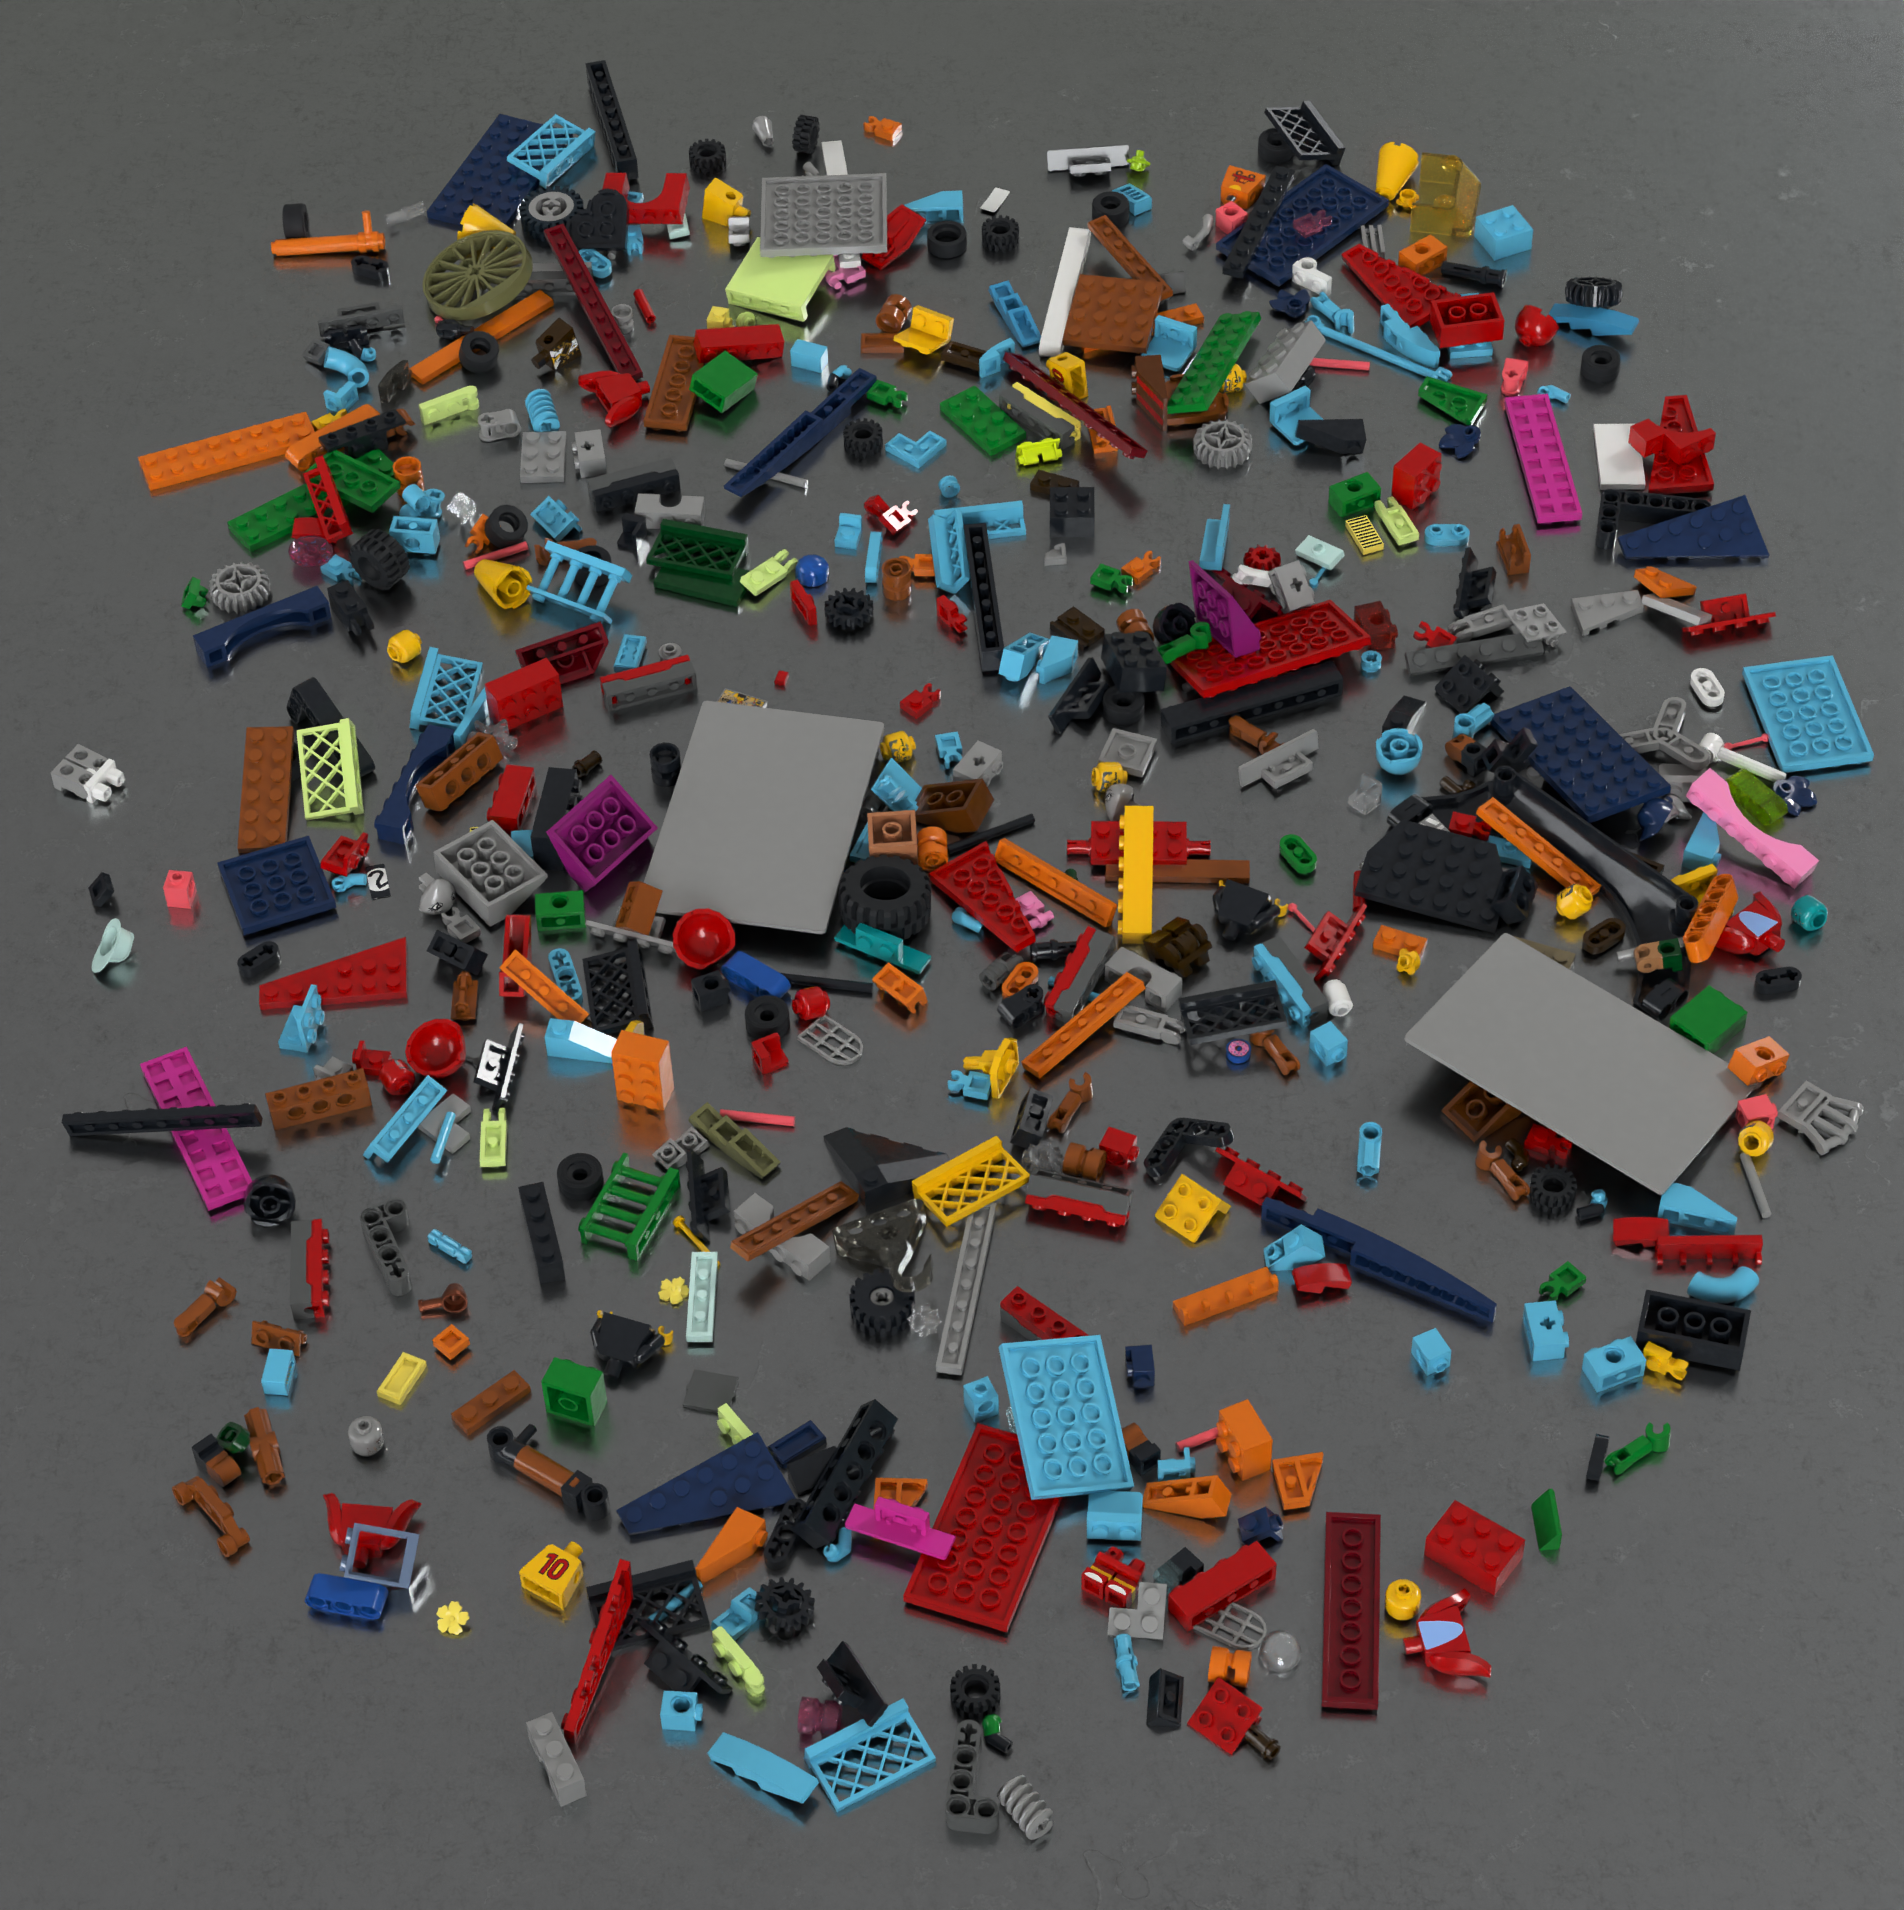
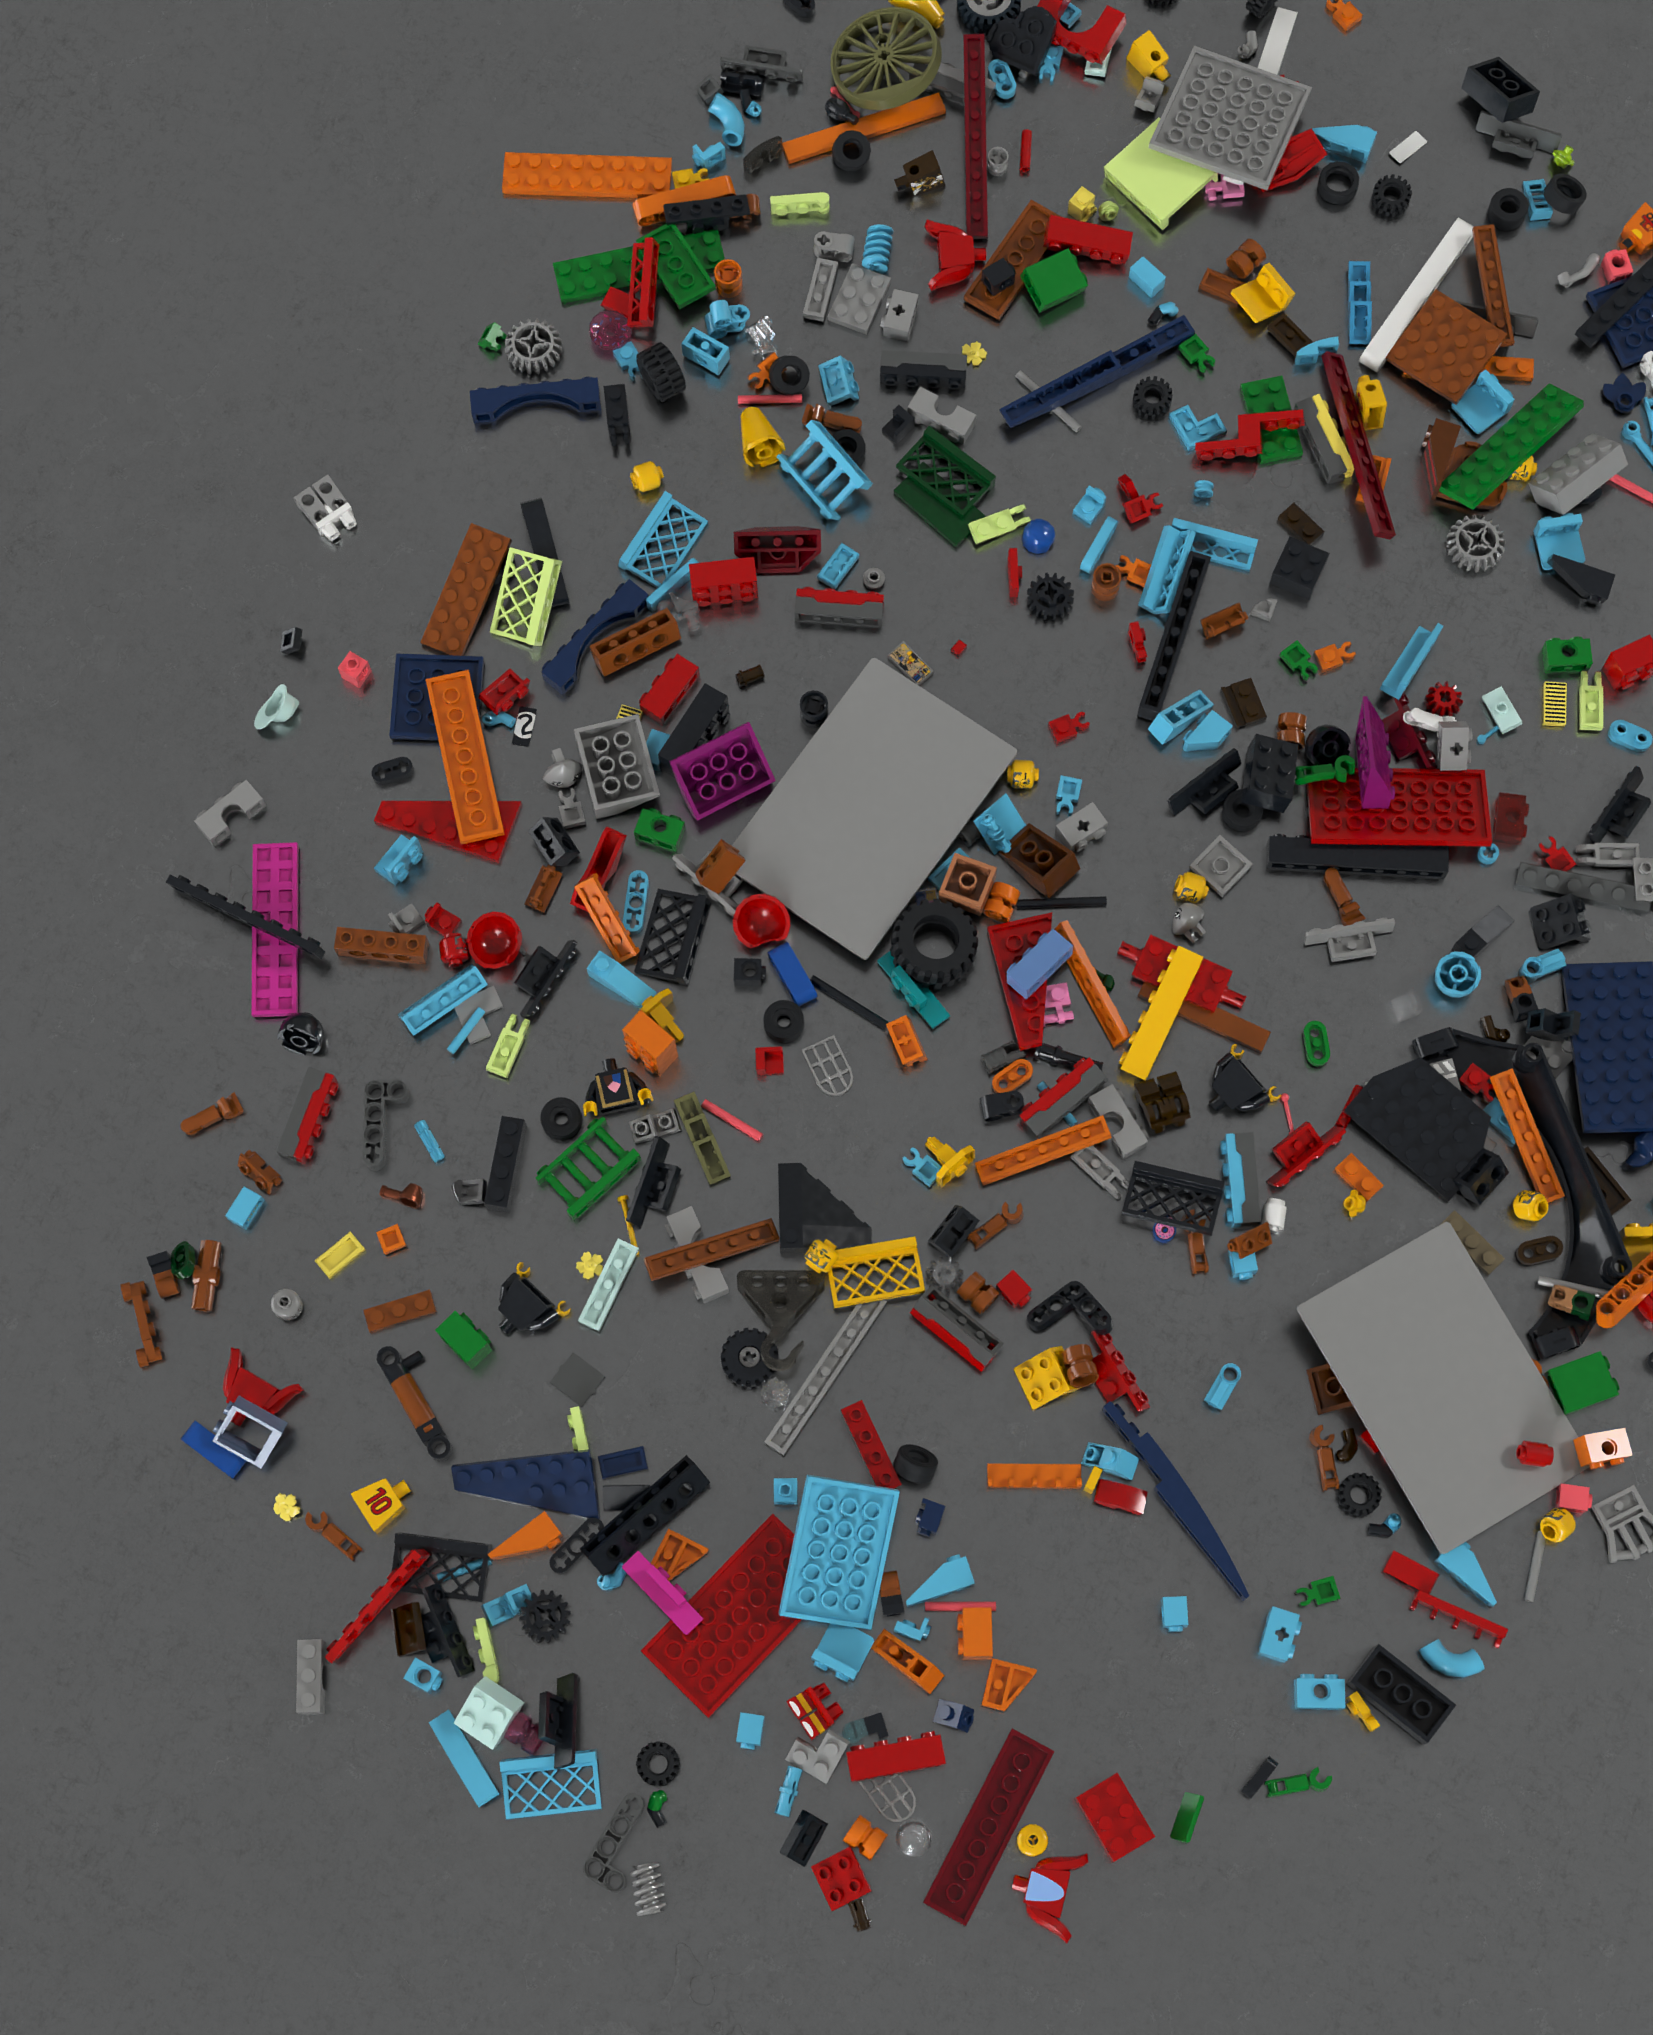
camera: 25 degrees right, 25 degrees up
(111, 1032) = (241, 798): none -> light grey arch
(331, 915) = (465, 757): none -> orange plate
(502, 460) = (820, 289): none -> light grey plate
(514, 1271) = (469, 1191): none -> flat silver plate
(515, 1623) = (333, 1534): none -> dark orange piece
(627, 1130) = (615, 1090): none -> black torso
(642, 1673) = (408, 1629): none -> dark brown plate
(669, 393) = (998, 276): none -> black brick
(680, 462) = (974, 353): none -> light yellow plant
(769, 1708) = (488, 1712): none -> light aqua brick
(811, 1003) = (826, 1023): red head -> none
(911, 1180) = (821, 1256): none -> yellow head
(961, 918) = (993, 984): medium azure arm -> none
(970, 429) = (1250, 434): none -> red bracket
(997, 875) = (1039, 963): none -> medium blue brick
(1024, 573) = (1223, 620): none -> dark orange hinge
(1047, 448) = (1311, 481): neon yellow hinge -> none
(1055, 129) = (1500, 89): none -> black brick
(1056, 1621) = (750, 1730): none -> medium azure brick
(1101, 1321) = (915, 1463): none -> black tyre
(1155, 182) = (1571, 187): none -> black tyre
(1189, 1411) = (947, 1579): none -> medium azure slope
(1220, 1178) = (1080, 1366): none -> dark orange wheel
(1286, 1273) = (1093, 1479): none -> yellow tile
(1327, 1017) = (1251, 1241): none -> dark orange hinge
(1699, 1082) = (1535, 1454): none -> red brick

